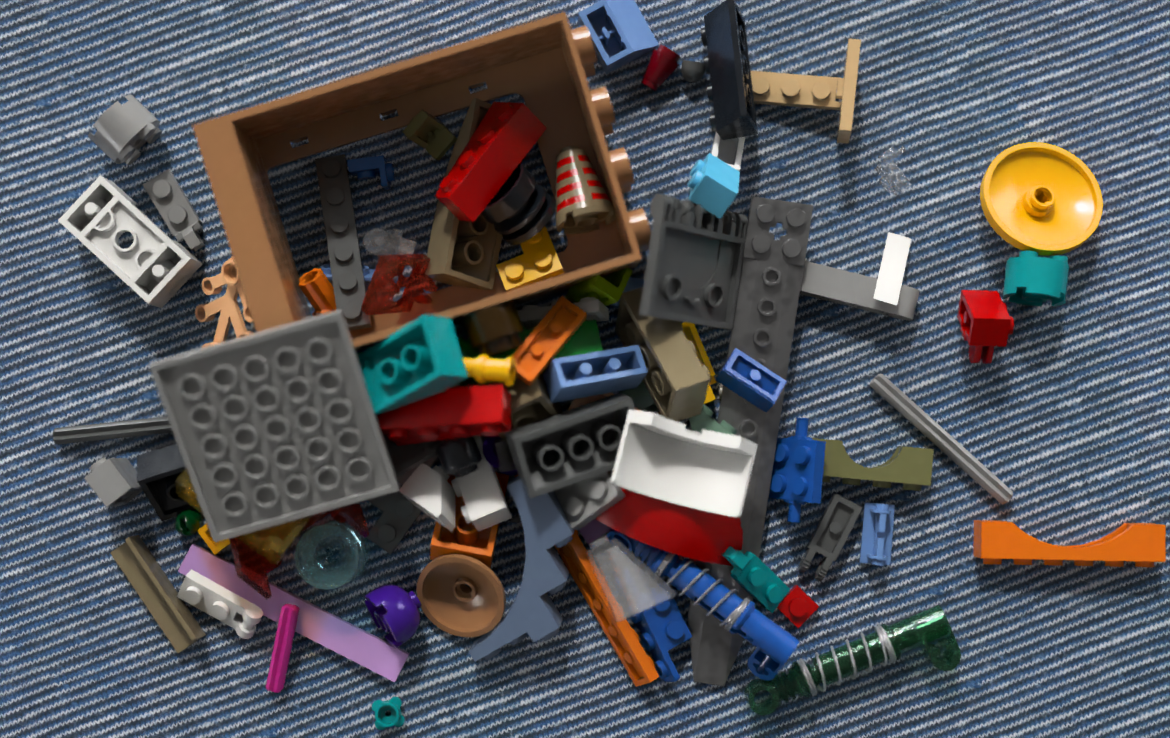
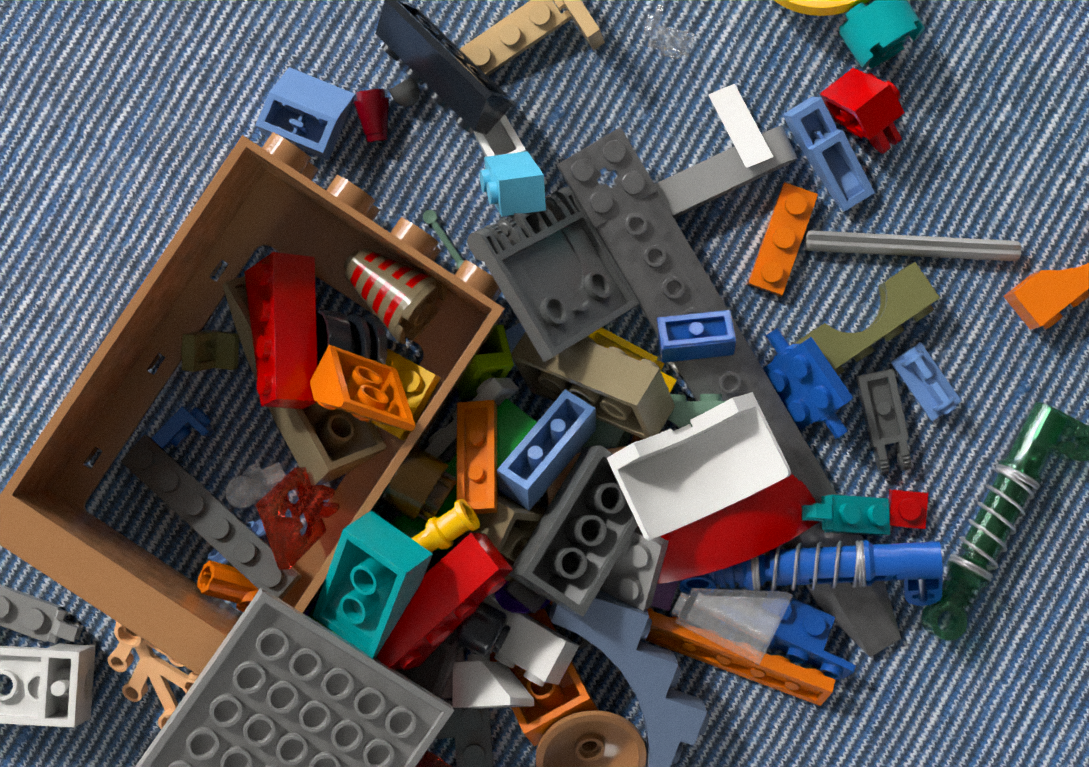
camera: 35 degrees left, 0 degrees up
(508, 236) = (361, 388): none -> orange slope
(641, 165) = (430, 218): none -> sand green hinge
(859, 365) = (782, 239): none -> orange plate
(936, 333) = (828, 152): none -> medium blue slope

